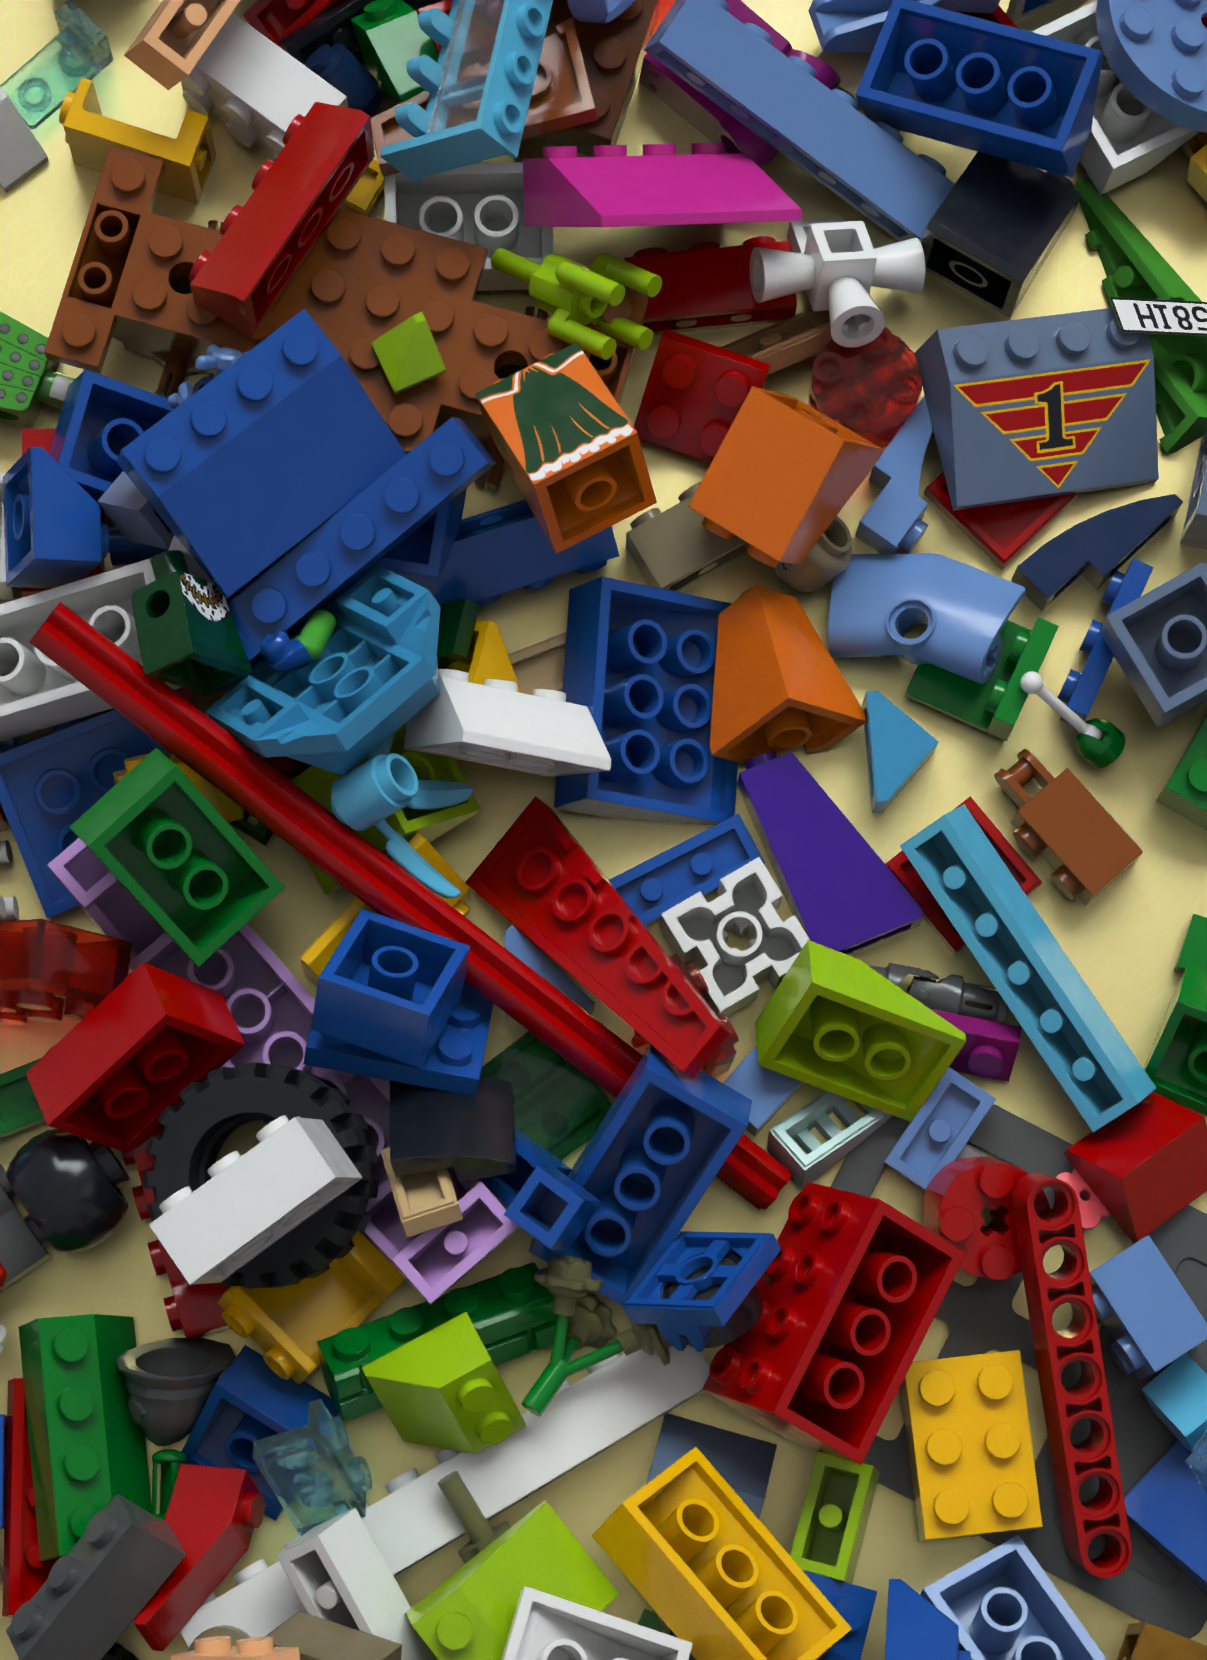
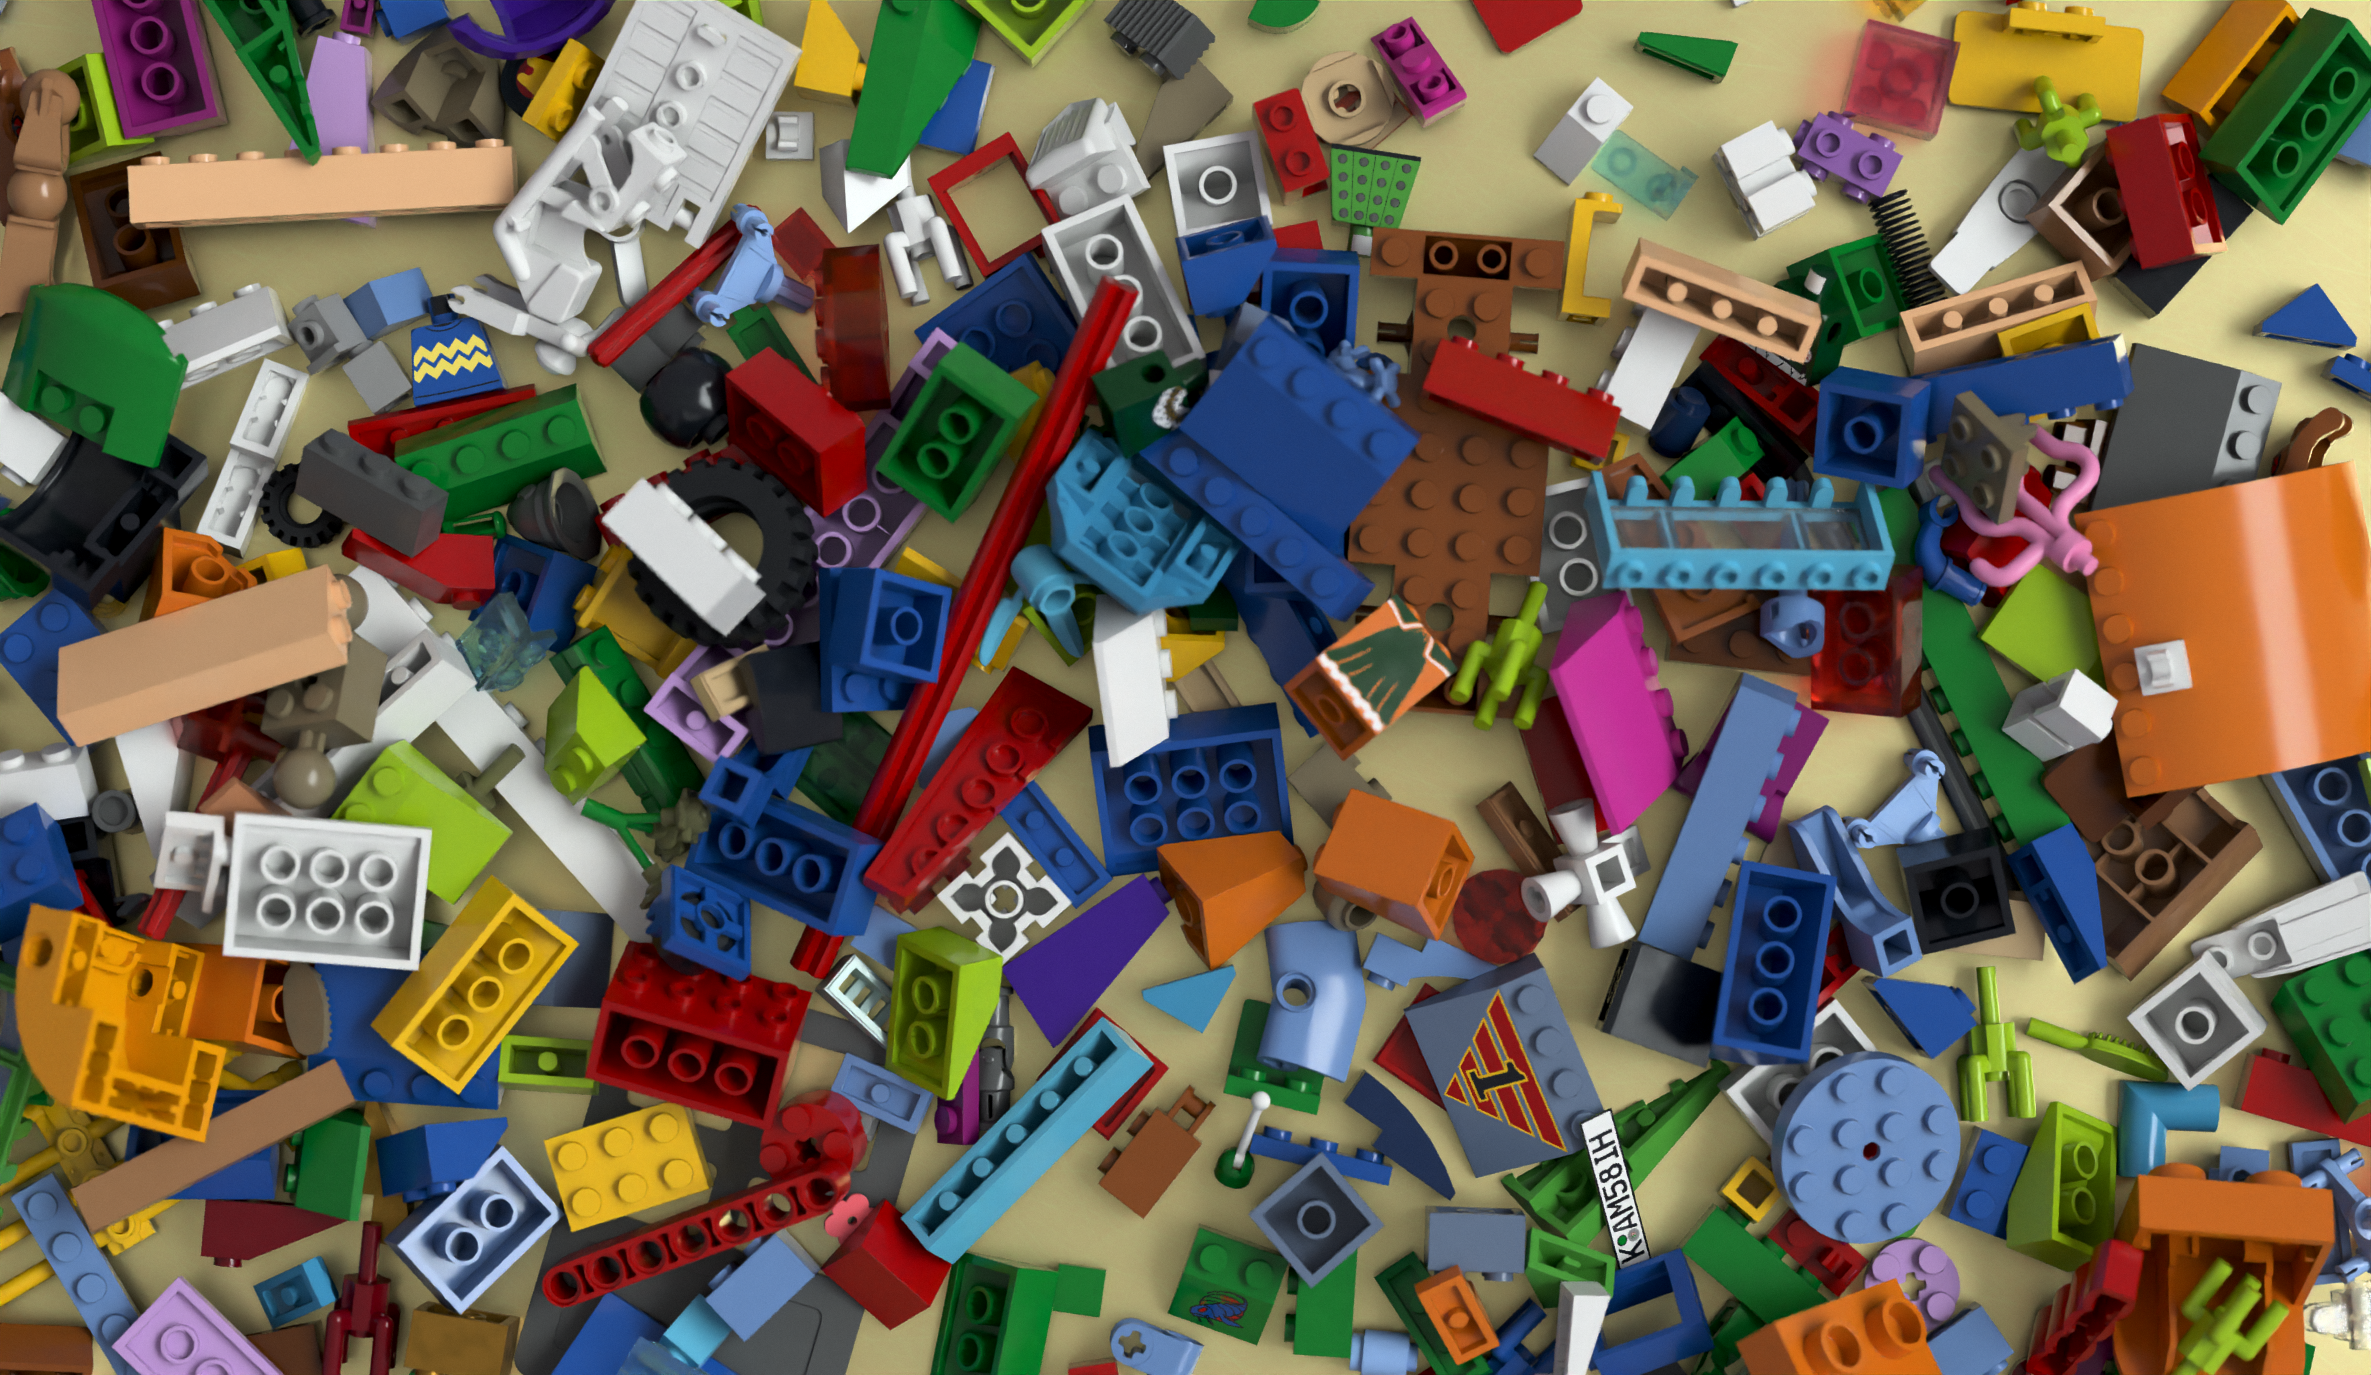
camera: 90 degrees right, 10 degrees up
(307, 647) = (1149, 486): arm -> none
(409, 354) = (1426, 530): lime slope -> none
(695, 394) = (1461, 777): red plate -> none

